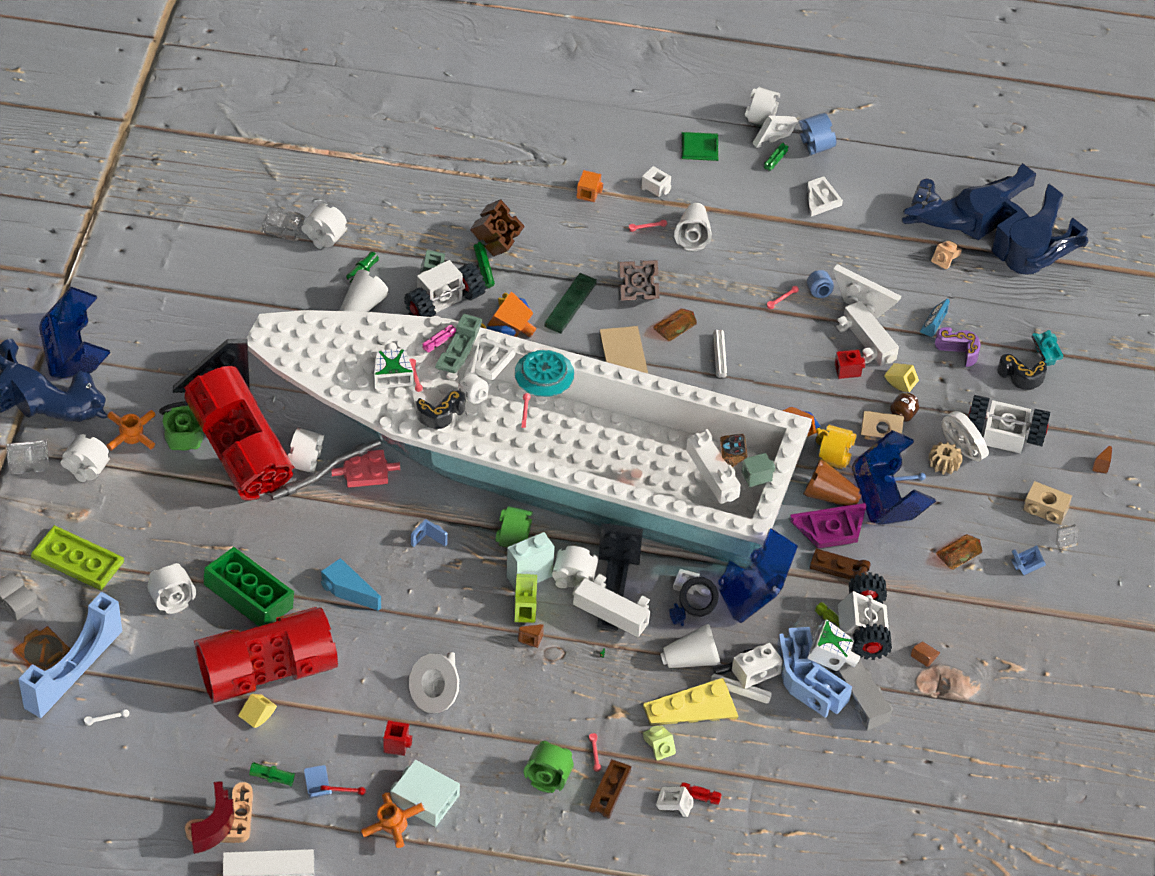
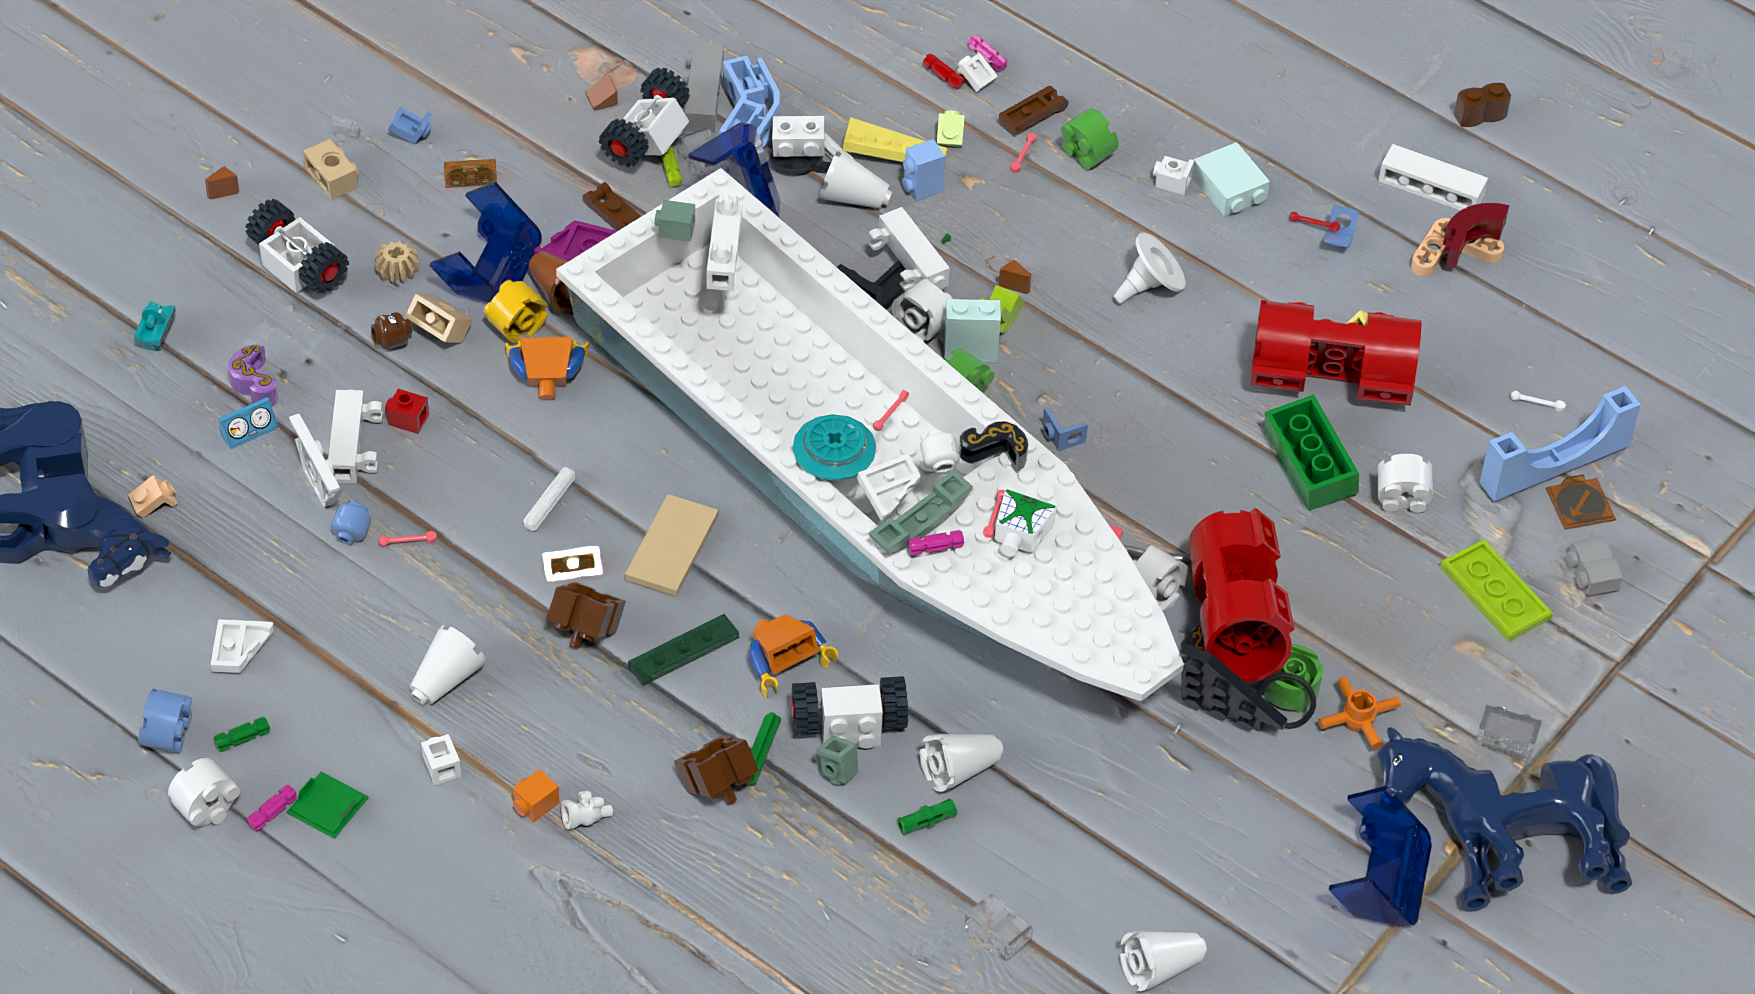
camera: 150 degrees left, 0 degrees up
(85, 458) = (1439, 683): white brick -> none
(180, 239) = (1159, 956): none -> white cone
(272, 774) = (1383, 264): green pin -> none
(324, 226) = (949, 880): white brick -> none
(348, 585) = (1191, 414): dark azure slope -> none
(392, 819) = (1281, 163): orange bar -> none
(397, 738) = (1232, 231): red brick -> none
(471, 778) = (1173, 174): none -> white brick
(556, 189) = (584, 811): none -> white piece
(632, 227) = (520, 721): coral hinge -> none
(649, 679) = (924, 170): none -> light blue brick
(677, 615) = (839, 231): clear blue plate -> none
(679, 828) = (989, 53): none -> dark pink axle
(714, 596) = (808, 226): black tyre -> none
(726, 129) = (272, 807): none -> dark pink axle
(733, 448) = (687, 244): slope -> none
(774, 129) = (220, 752): white wing -> none
(832, 647) = (717, 96): white torso -> none
(902, 377) = (357, 370): light yellow brick -> none
(962, 432) = (358, 264): white piece -> none
(1020, 374) = (215, 305): black animal -> none

